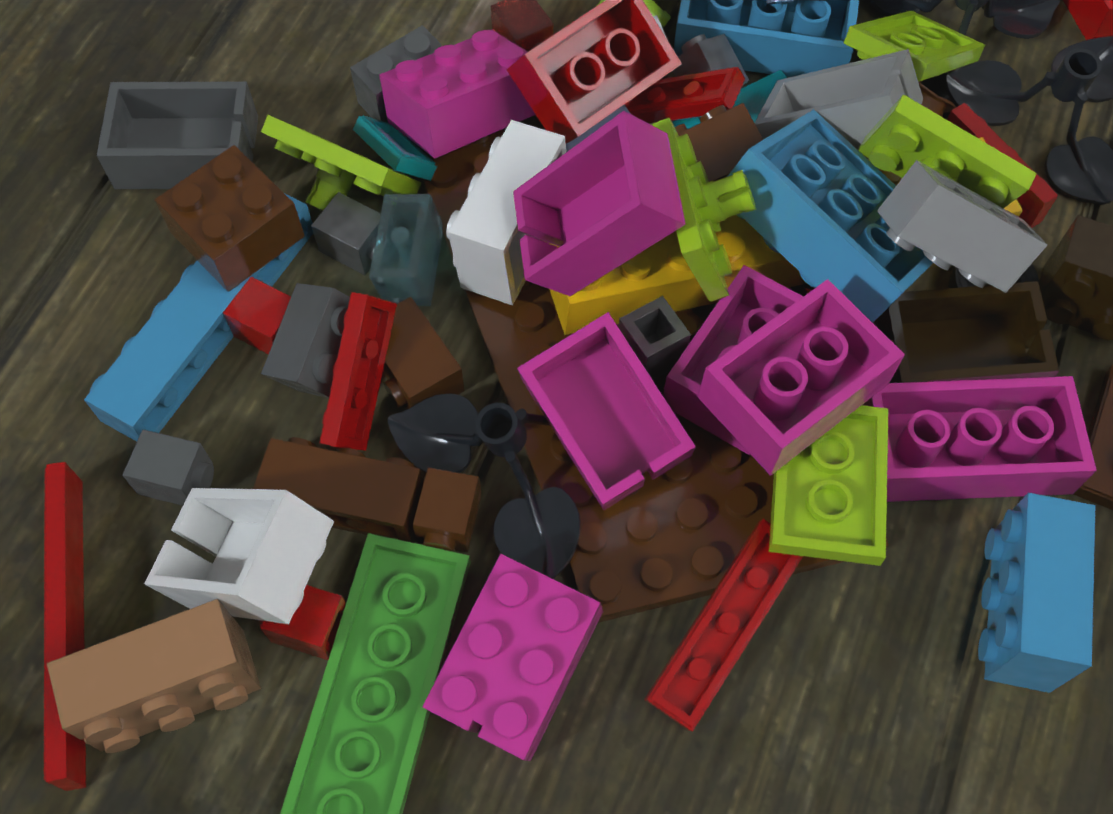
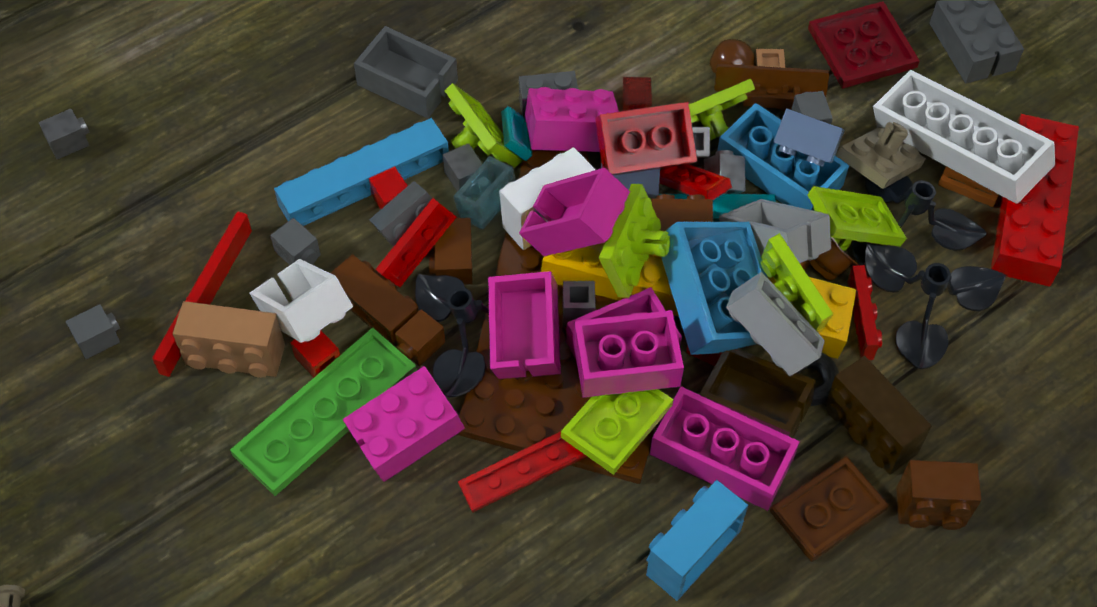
camera: 30 degrees right, 5 degrees down
(231, 217) = (400, 129): reddish brown brick -> none

